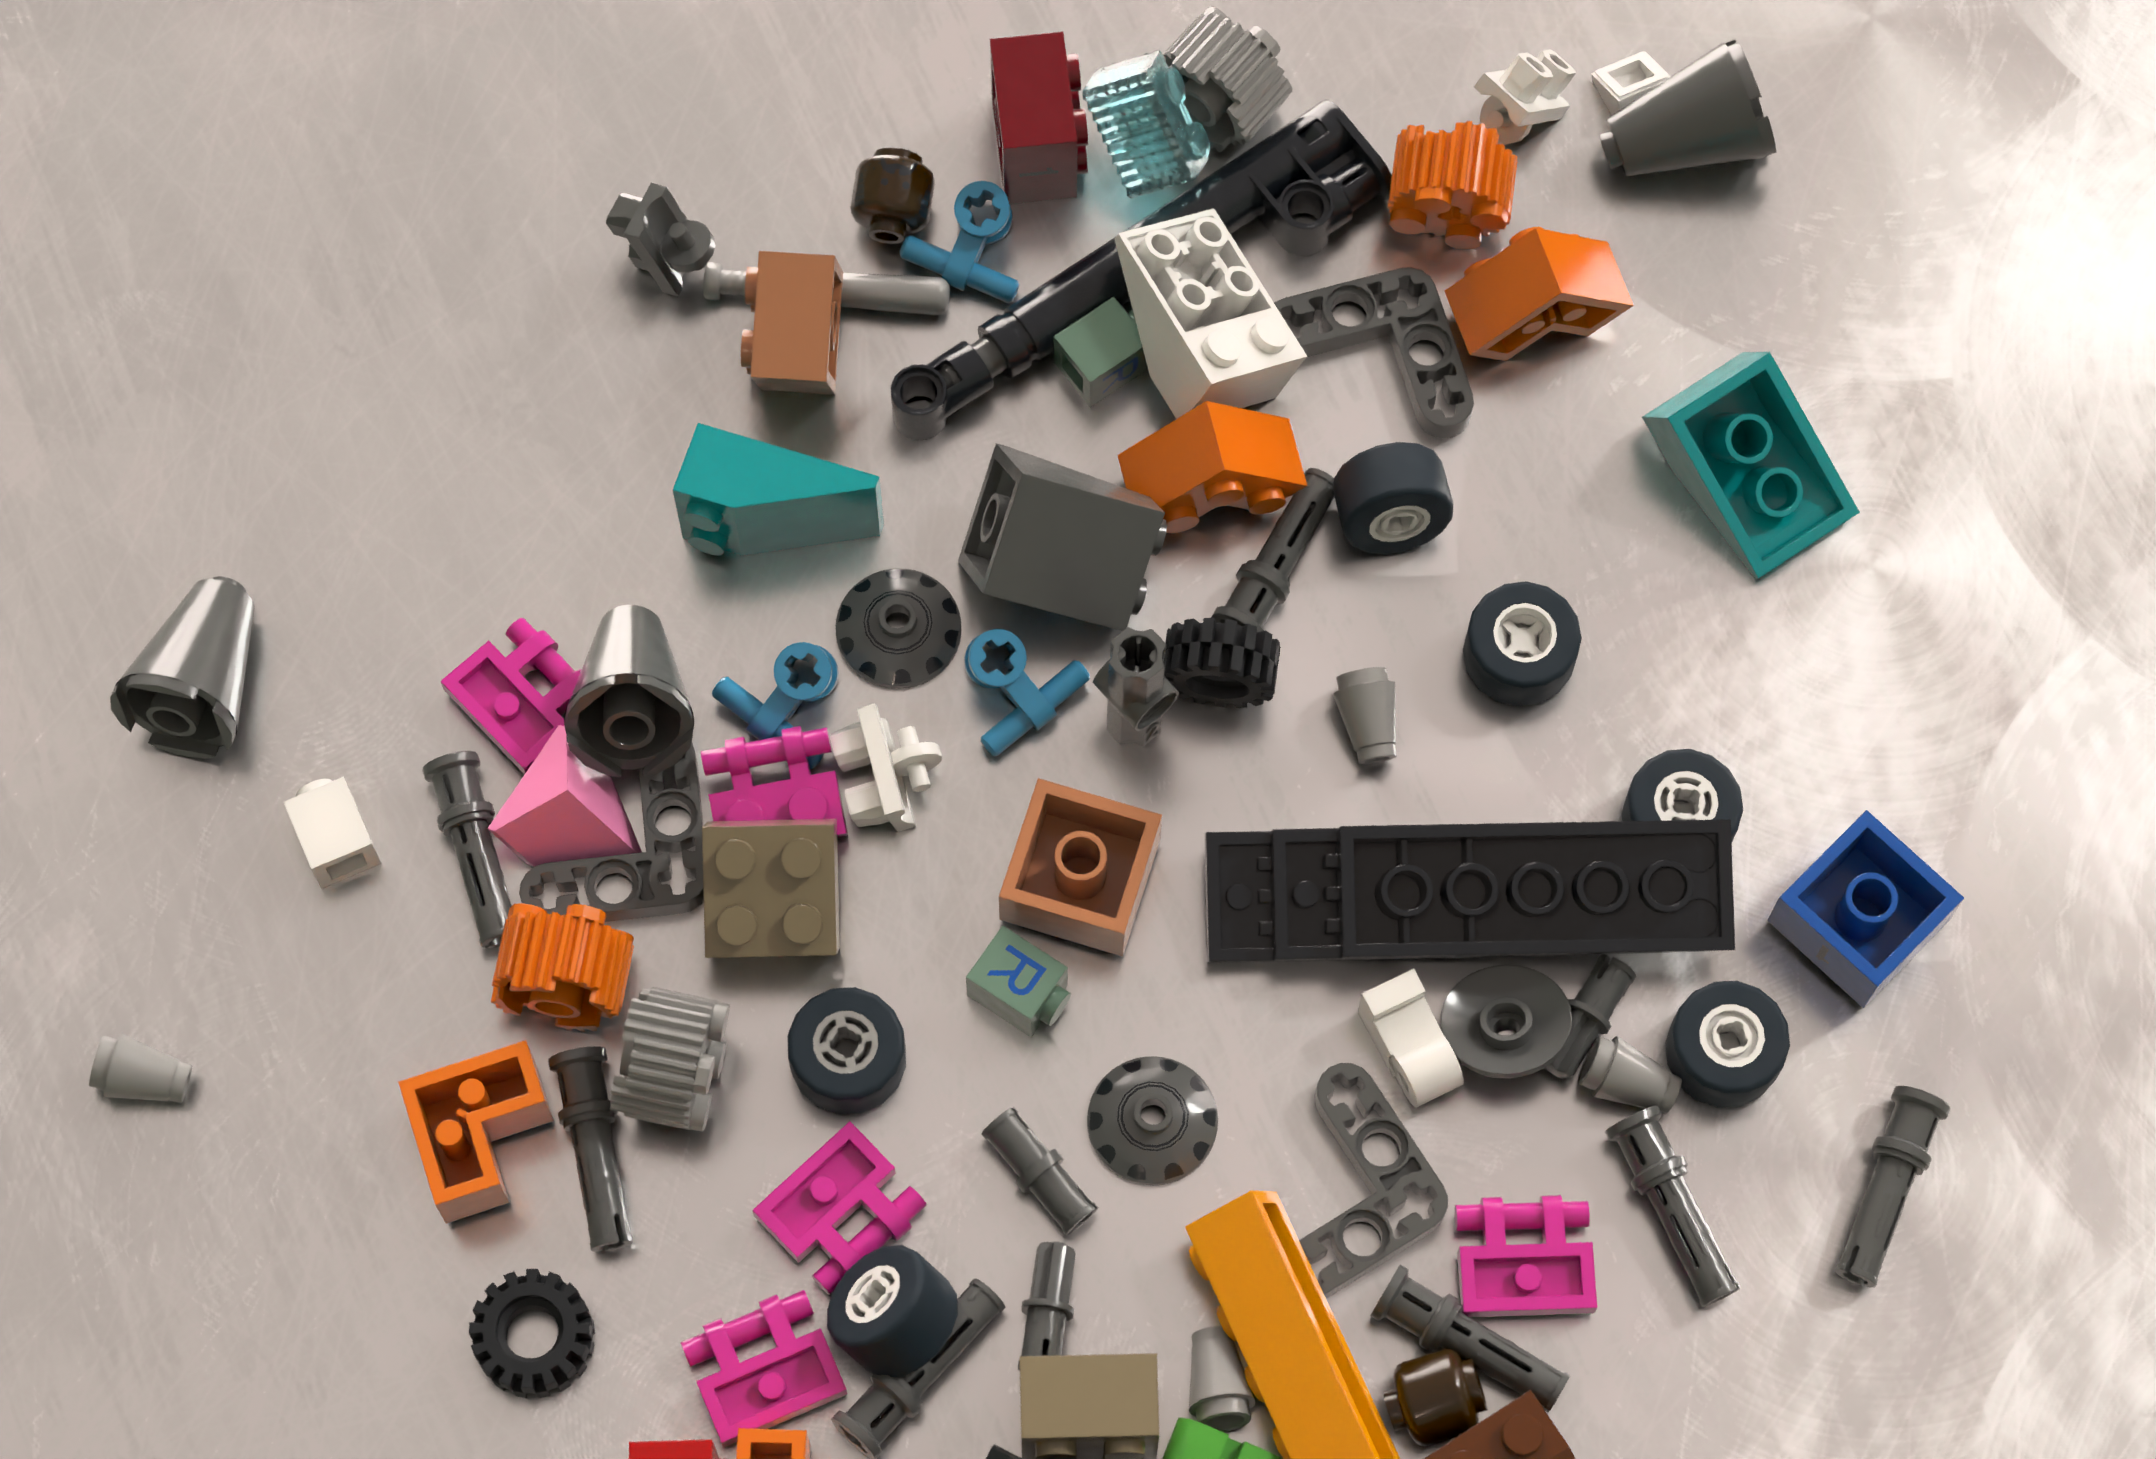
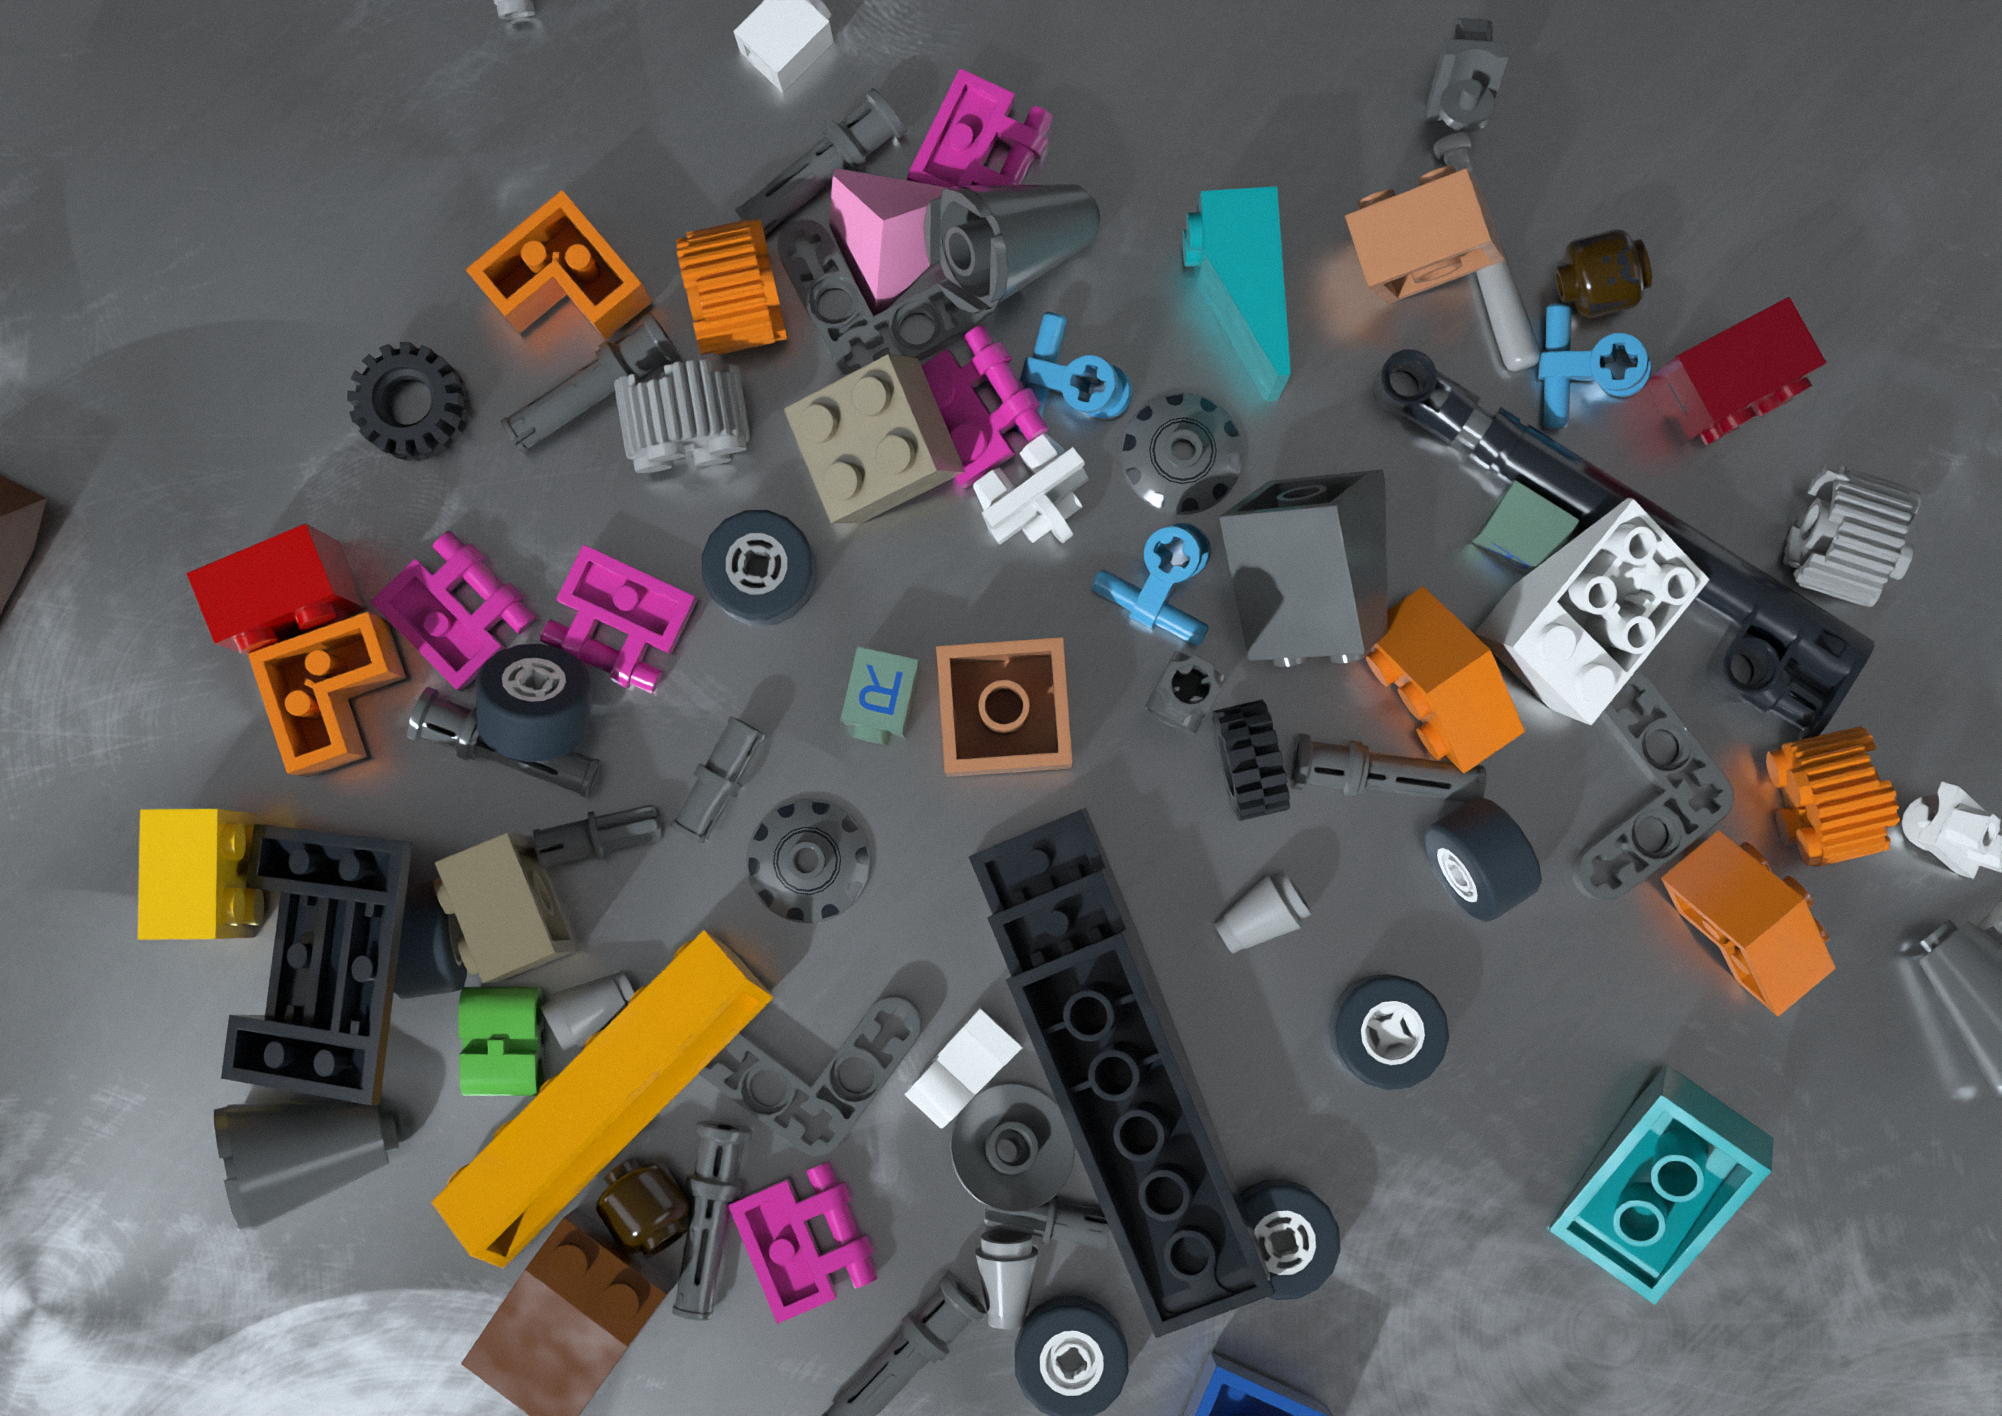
camera: 75 degrees right, 15 degrees up
(1147, 124) = (1771, 481): clear light blue brick -> none

